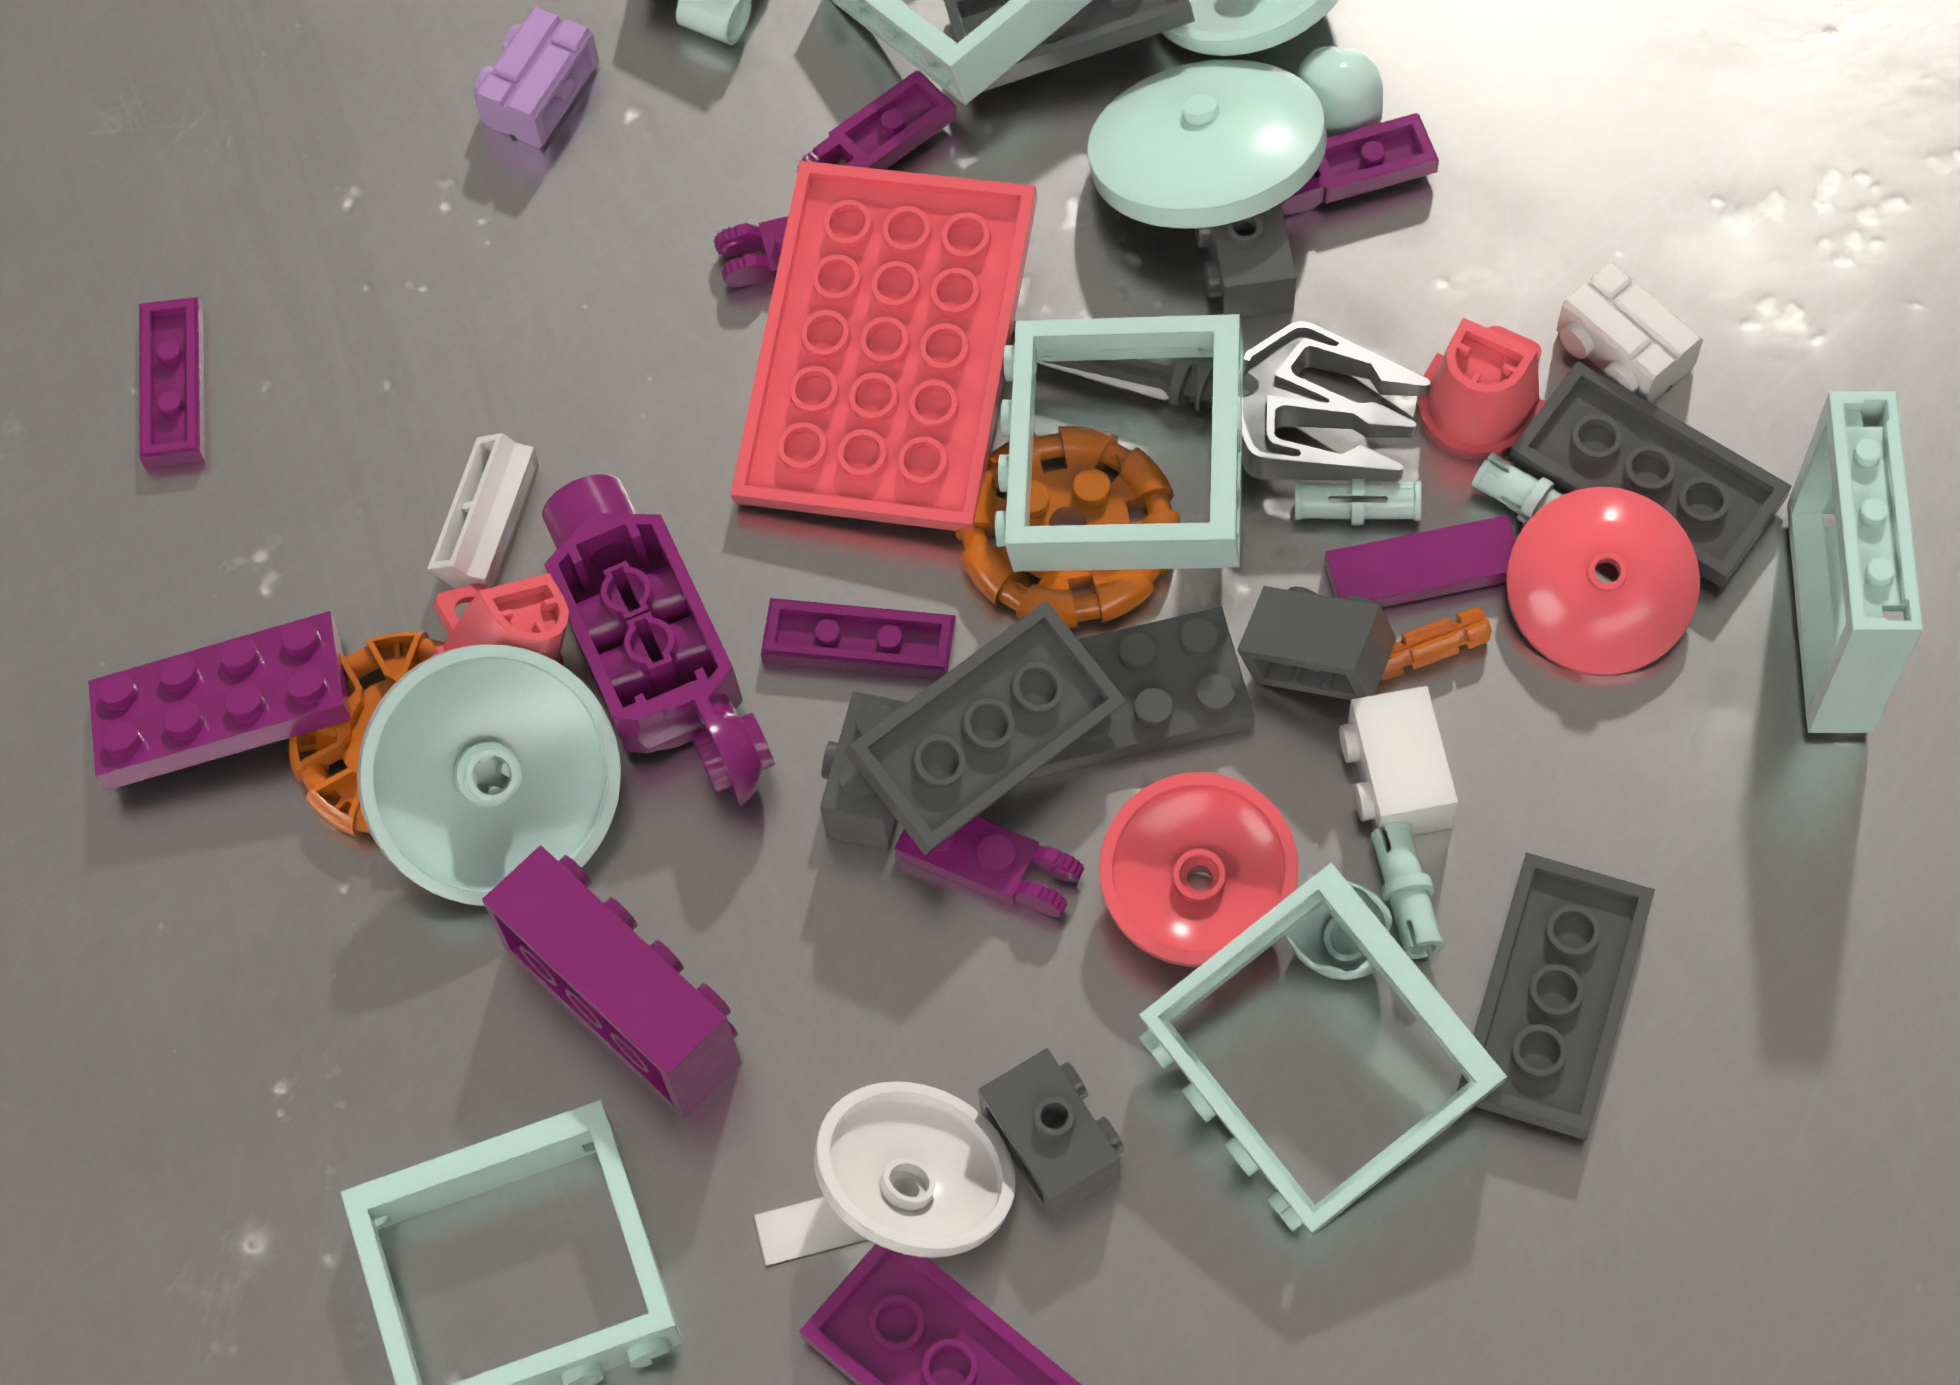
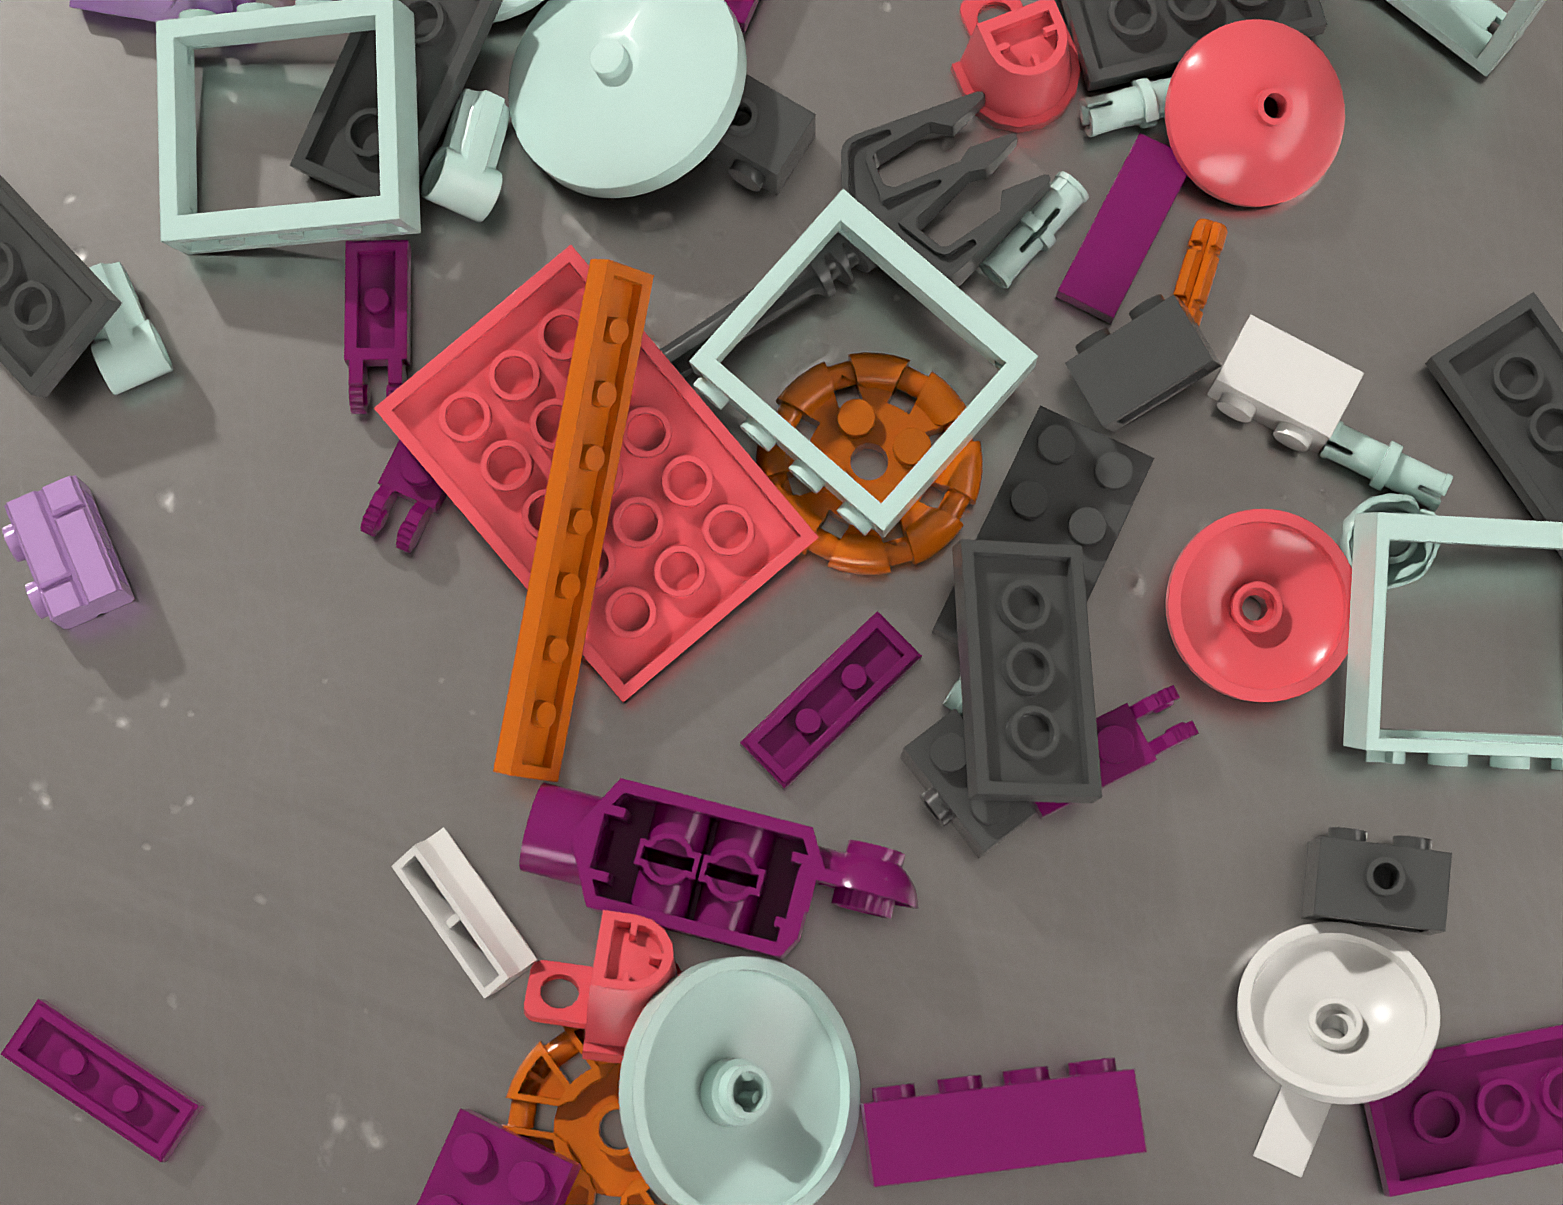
camera: 55 degrees left, 15 degrees up
(829, 342) = (573, 521): none -> orange plate
(1042, 100) = (464, 169): none -> light aqua piece

